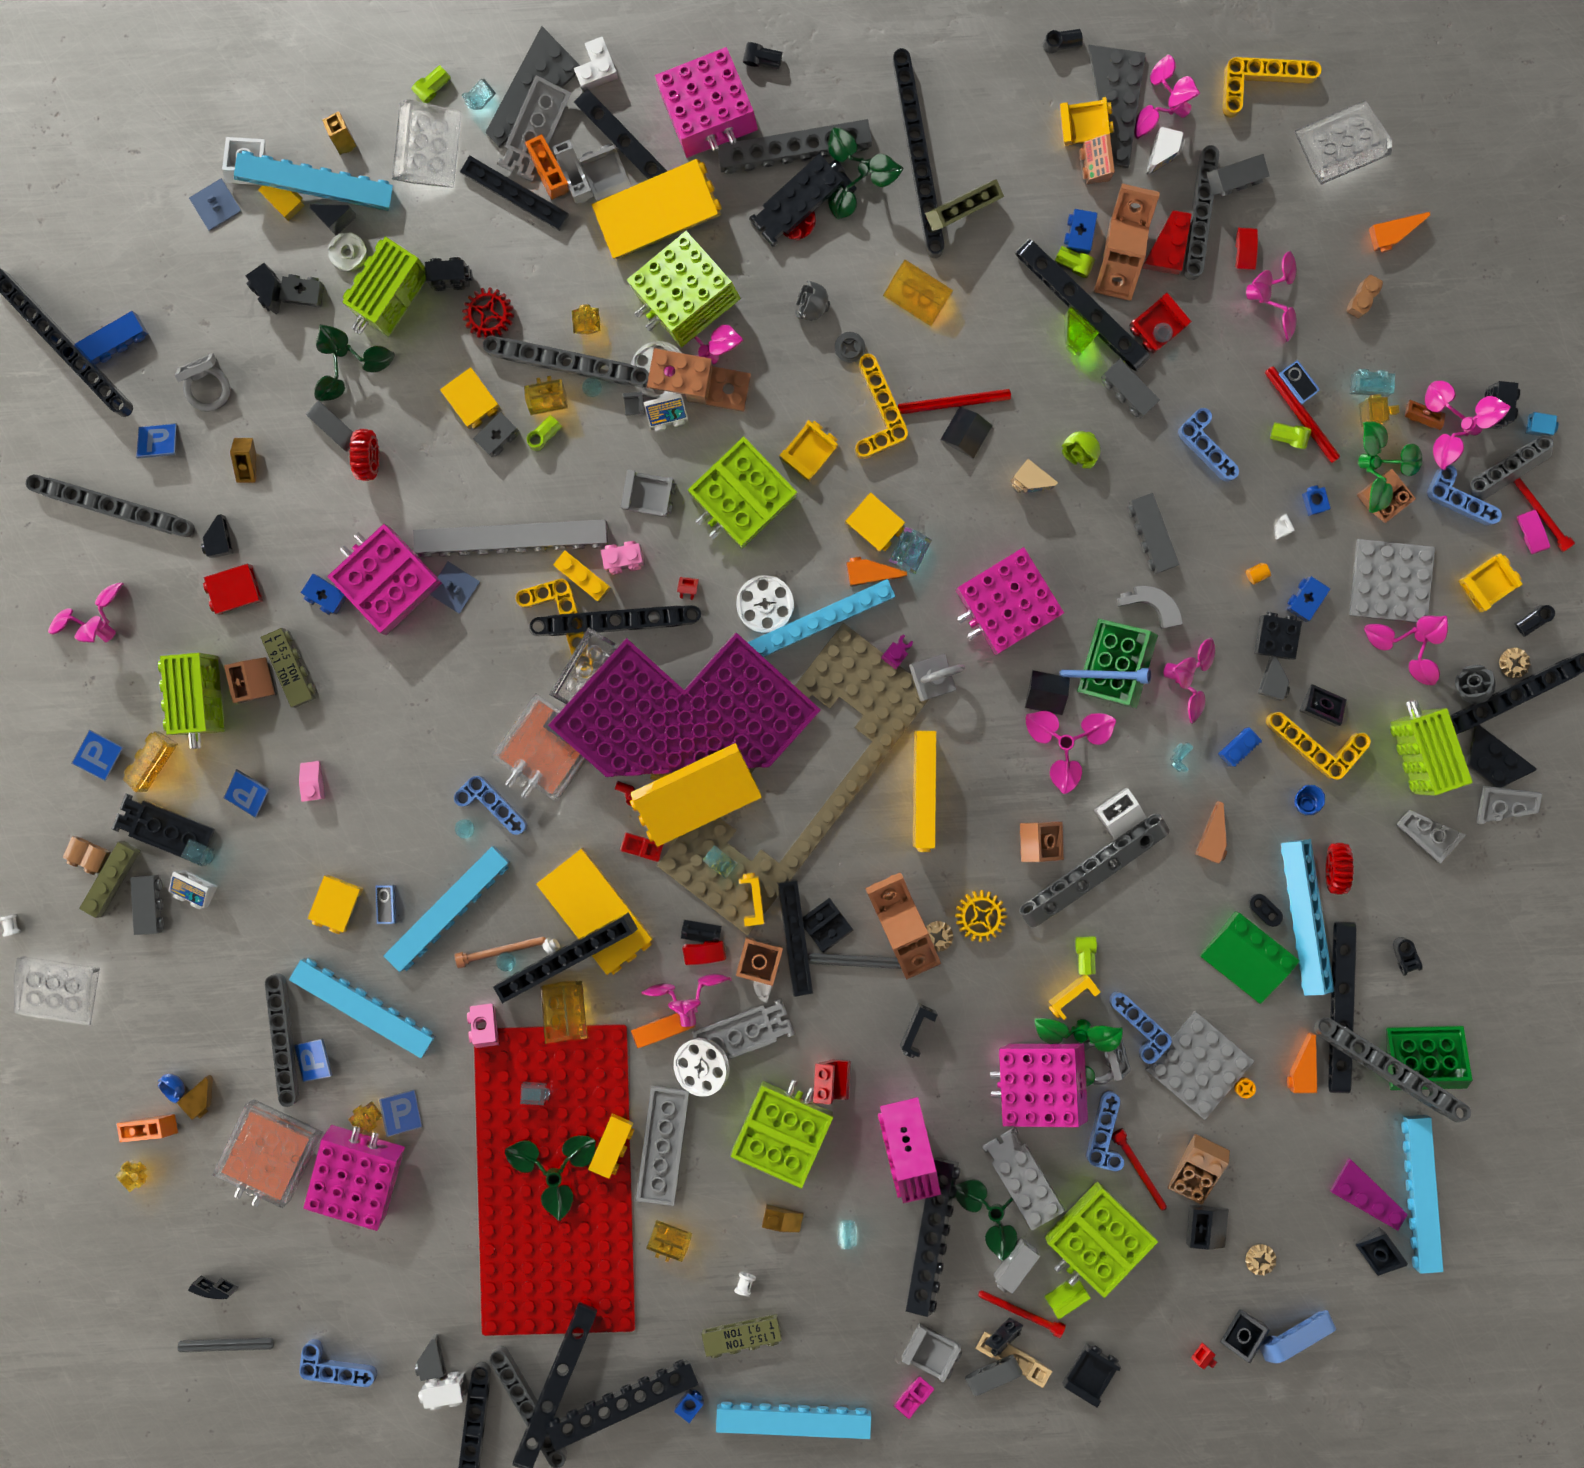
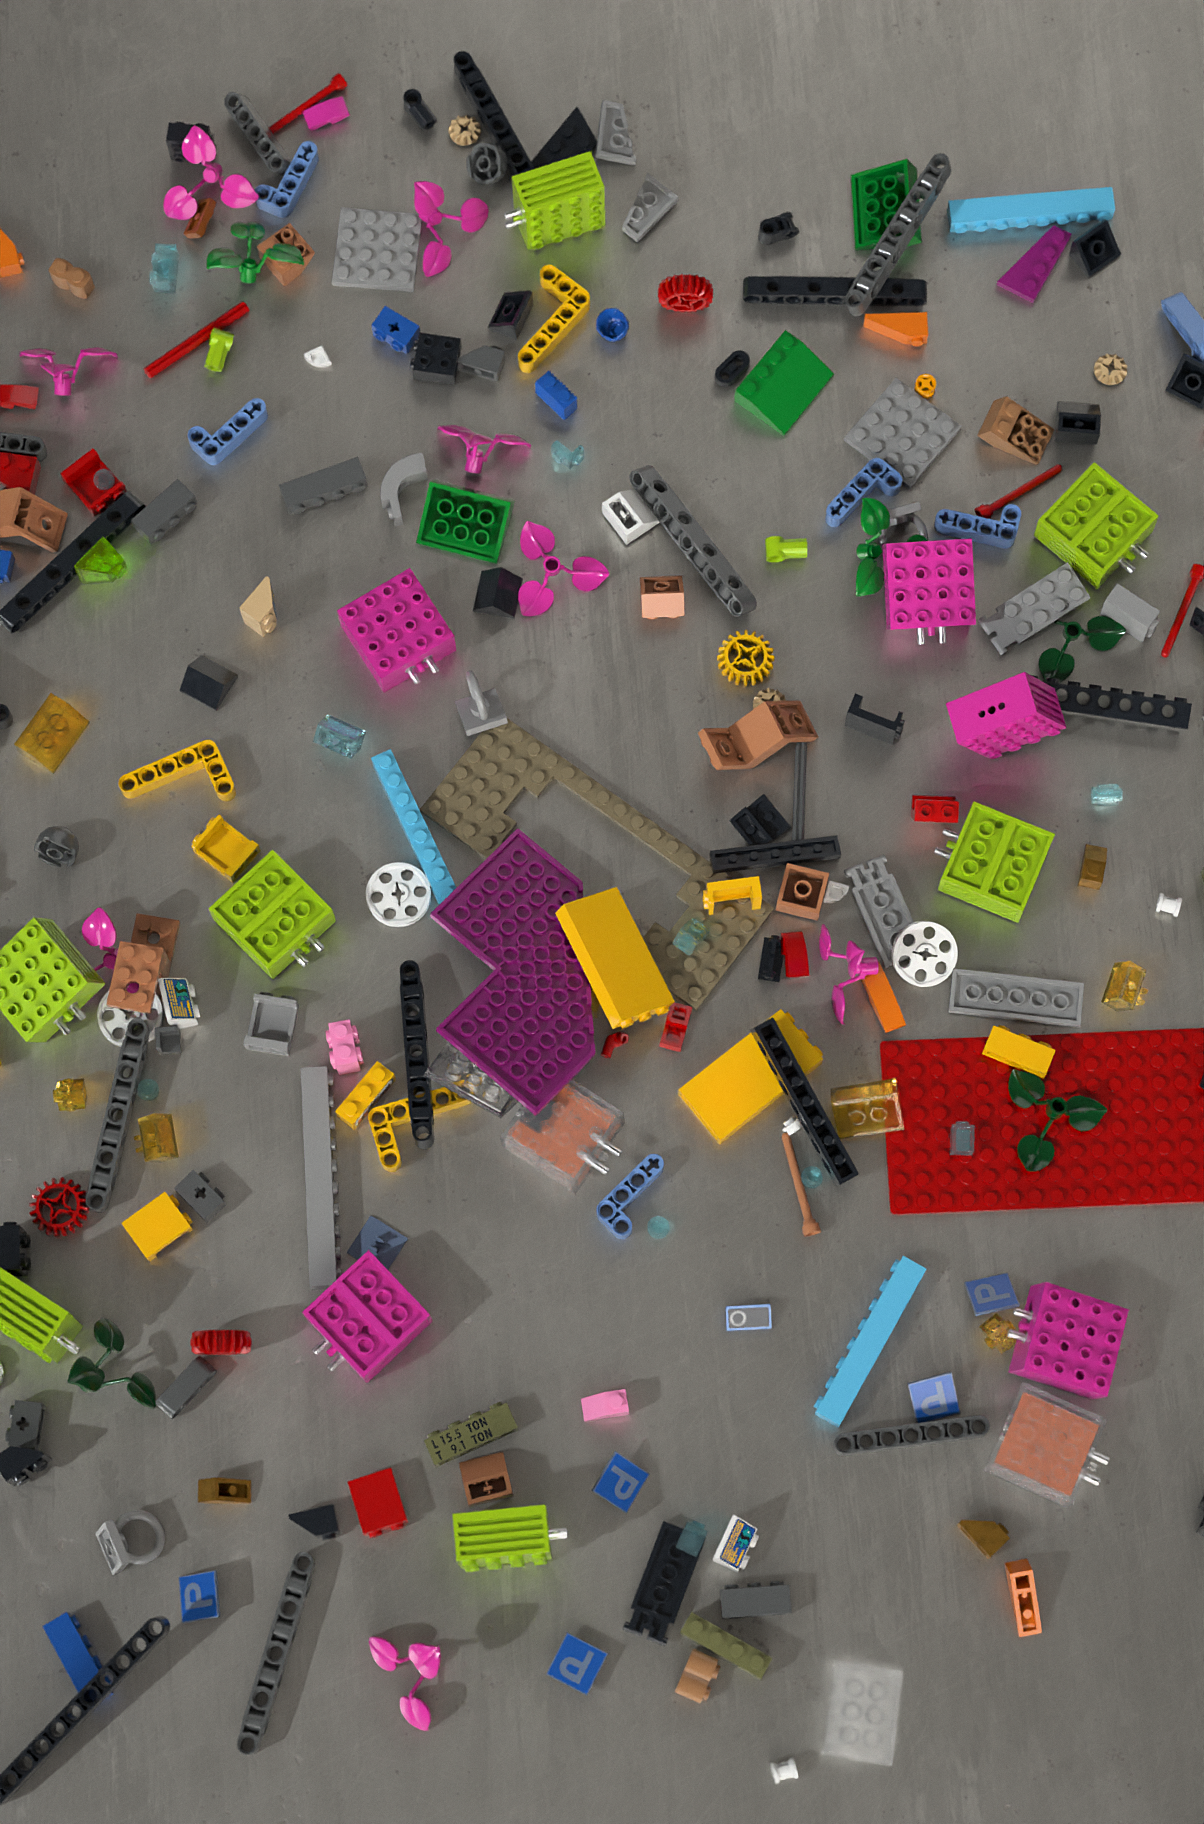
camera: 85 degrees left, 15 degrees down
(136, 1180) = (1079, 1612): clear yellow brick -> none
(149, 761) = (583, 1599): clear yellow slope -> none
(172, 1087) = (973, 1566): blue hair -> none
(313, 590) = (373, 1399): blue brick -> none
(334, 904) = (749, 1374): yellow panel -> none
(443, 912) = (752, 1245): medium azure brick -> none
(487, 1036) = (873, 1196): bright pink brick -> none
(545, 431) = (199, 1142): lime piece -> none
(688, 586) = (377, 978): red tile -> none
(848, 338) = (110, 797): dark grey gear -> none
(867, 572) = (362, 780): orange slope -> none
(875, 522) = (307, 774): yellow panel -> none
(896, 652) = (453, 751): magenta plate -> none
(924, 790) = (606, 713): yellow brick -> none
(954, 401) = (173, 692): red axle -> none
(1067, 1298) = (1163, 564): lime panel -> none
(1070, 992) = (826, 560): yellow panel -> none
(1080, 264) = (24, 566): lime piece -> none
(1081, 448) = (230, 558): lime cylinder -> none
(1142, 676) = (478, 488): medium blue piece -> none
(1213, 841) = (655, 420): nougat slope -> none
(1258, 573) = (367, 380): light orange brick -> none
(1299, 382) = (161, 341): slope -> none
(1307, 917) = (738, 325): medium azure brick -> none
(1310, 506) = (296, 329): blue brick -> none
(1376, 409) = (193, 264): clear yellow brick -> none
(1490, 582) = (378, 153): yellow panel -> none
(1541, 424) = (212, 106): dark azure brick -> none

